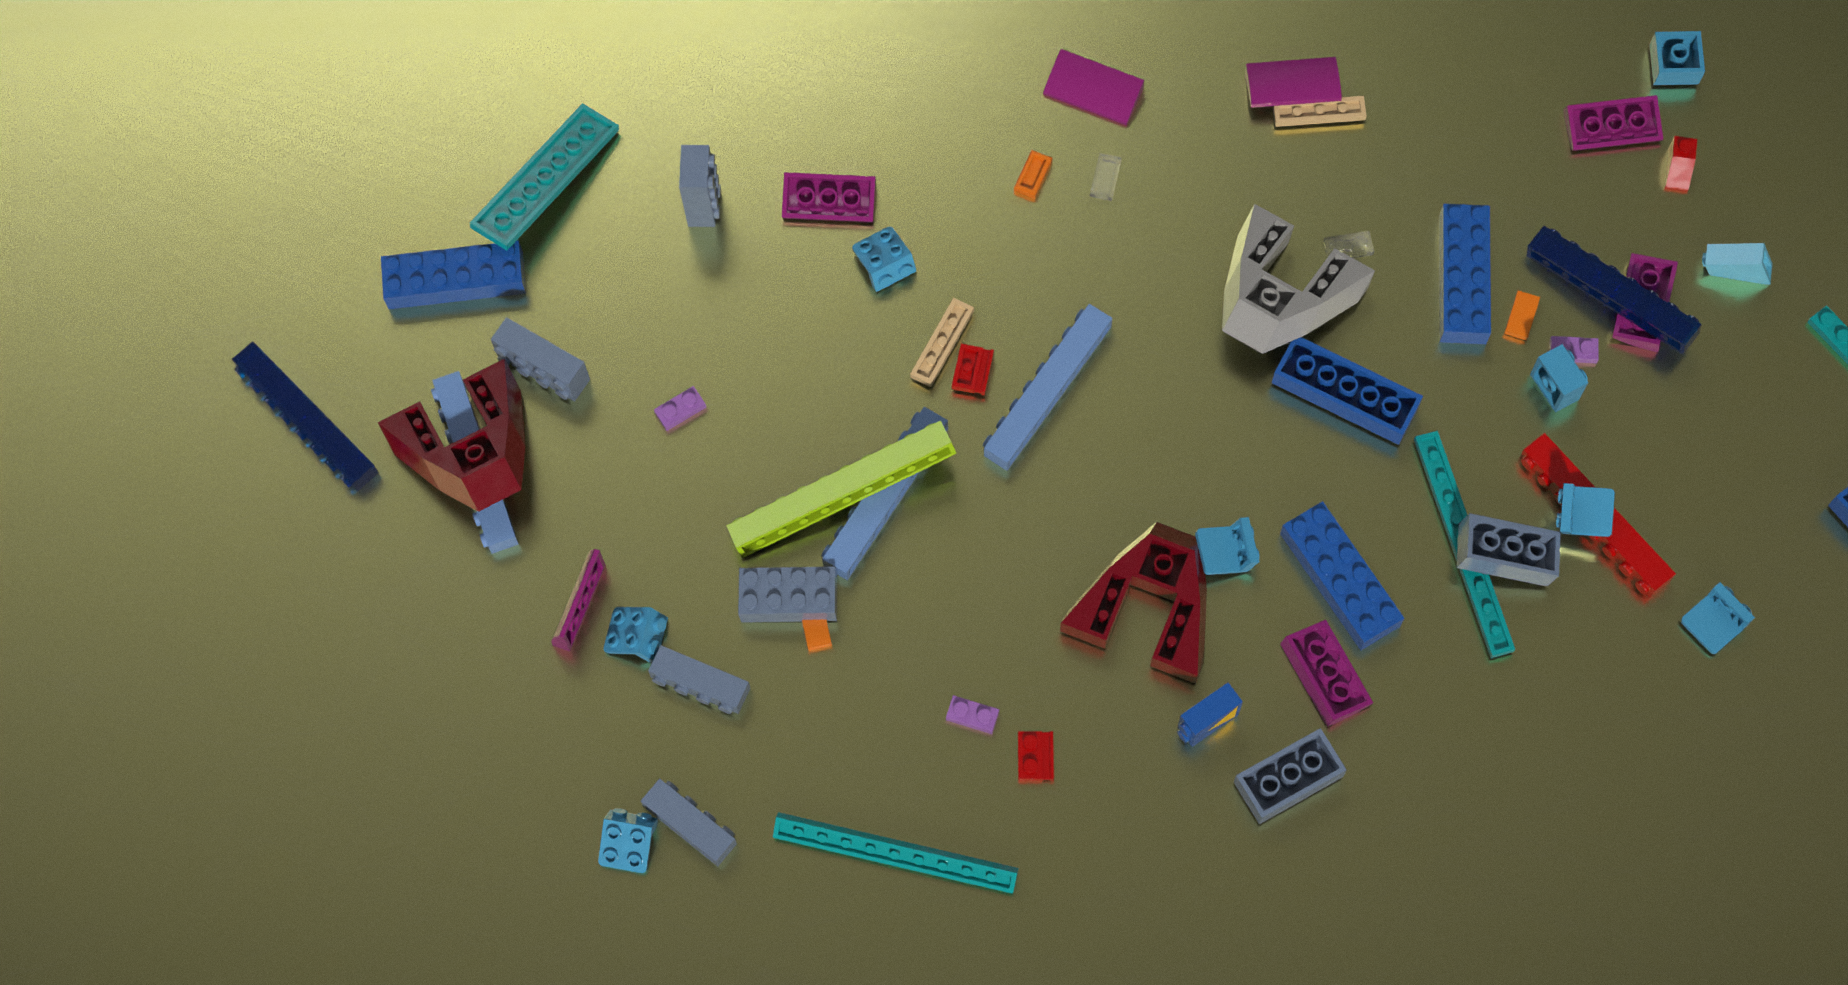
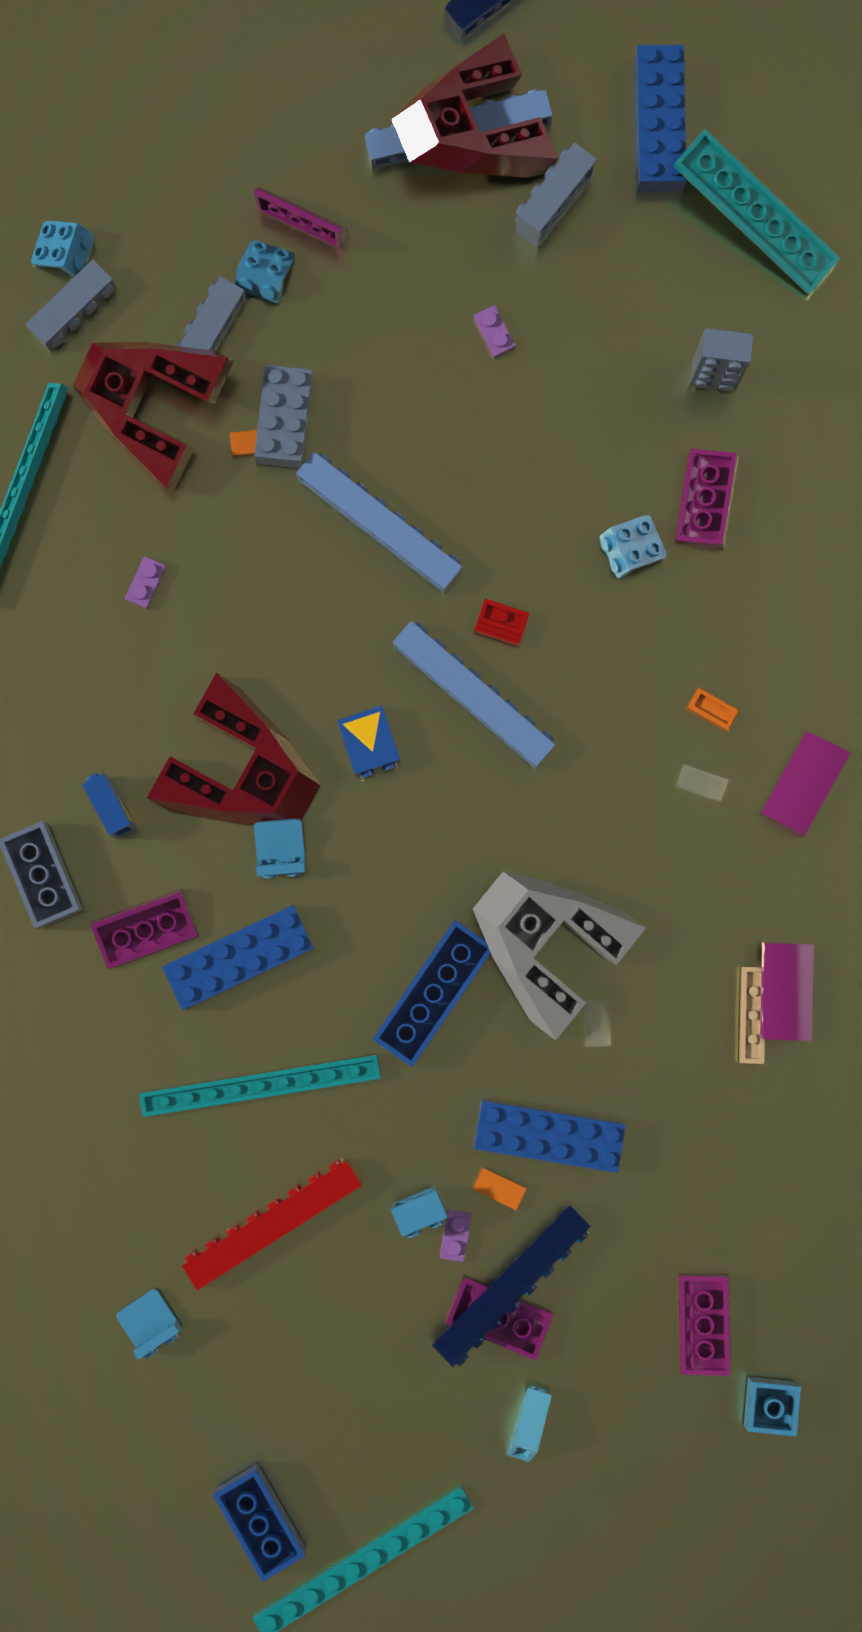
camera: 90 degrees right, 15 degrees up
(768, 765) = (114, 384): none -> dark red piece
(841, 489) = (381, 476): lime brick -> none
(942, 342) = (534, 595): tan plate -> none
(1035, 756) = (97, 638): red plate -> none
(1108, 478) = (369, 742): none -> blue brick
(1508, 549) = (240, 1126): sand blue brick -> none
(1586, 510) = (269, 1209): dark azure bracket -> none
(1680, 163) = (650, 1386): slope -> none

